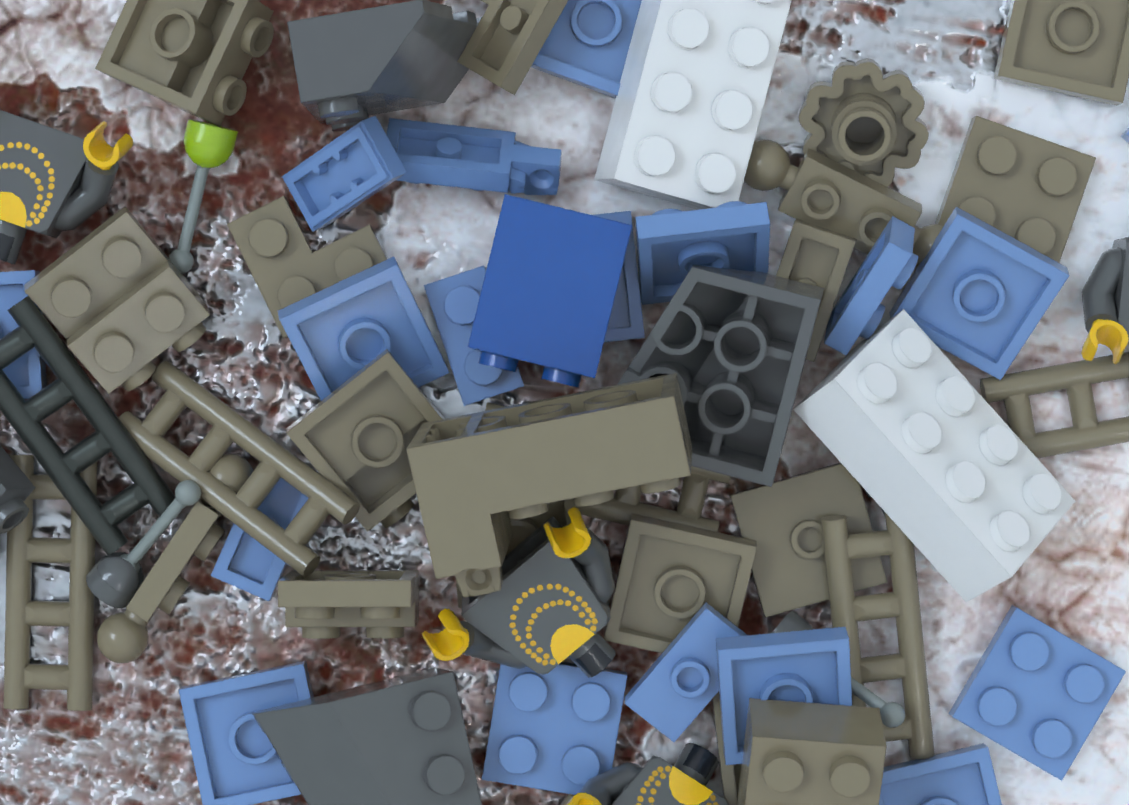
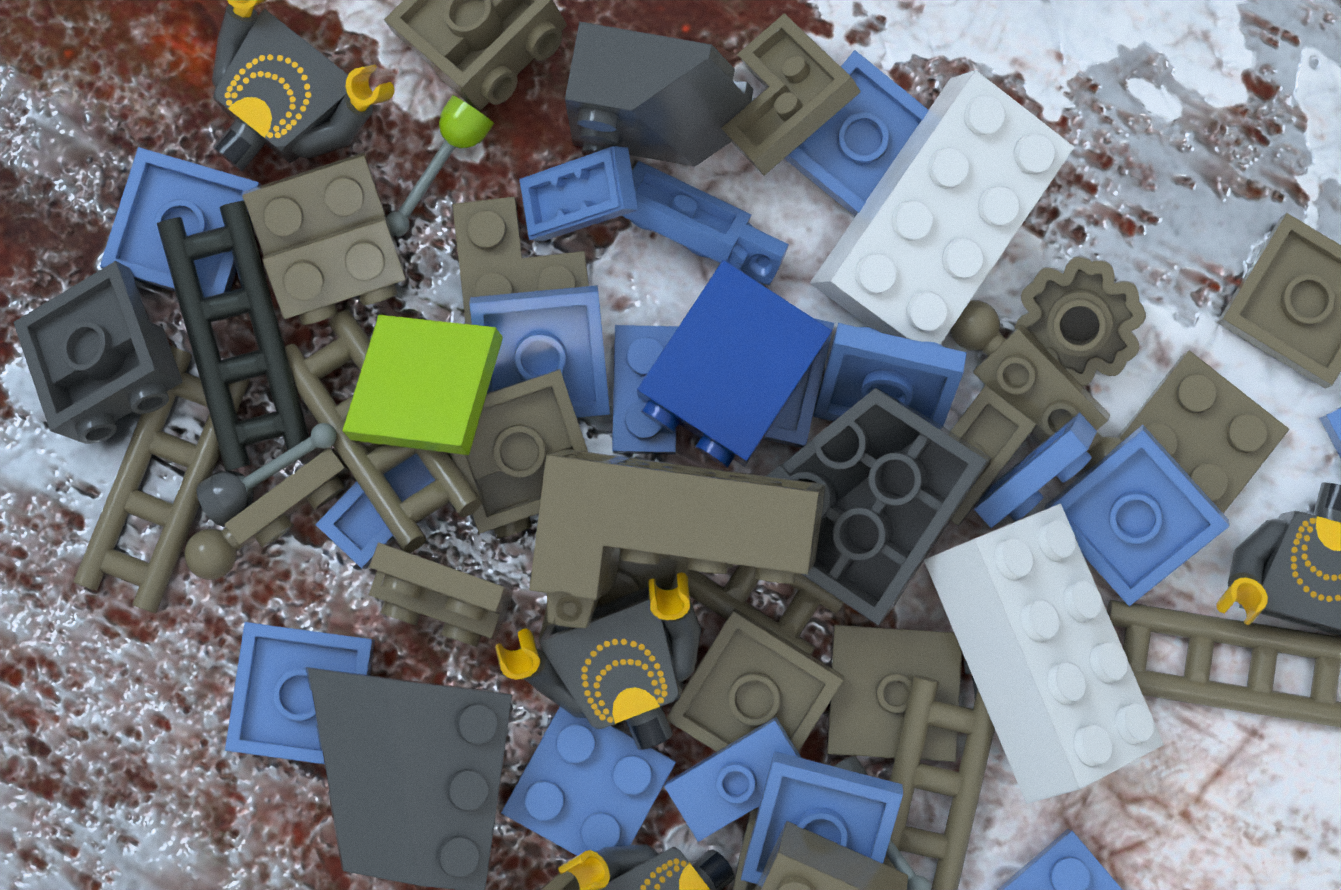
camera: 20 degrees right, 5 degrees down
(264, 412) = (423, 384): none -> lime tile

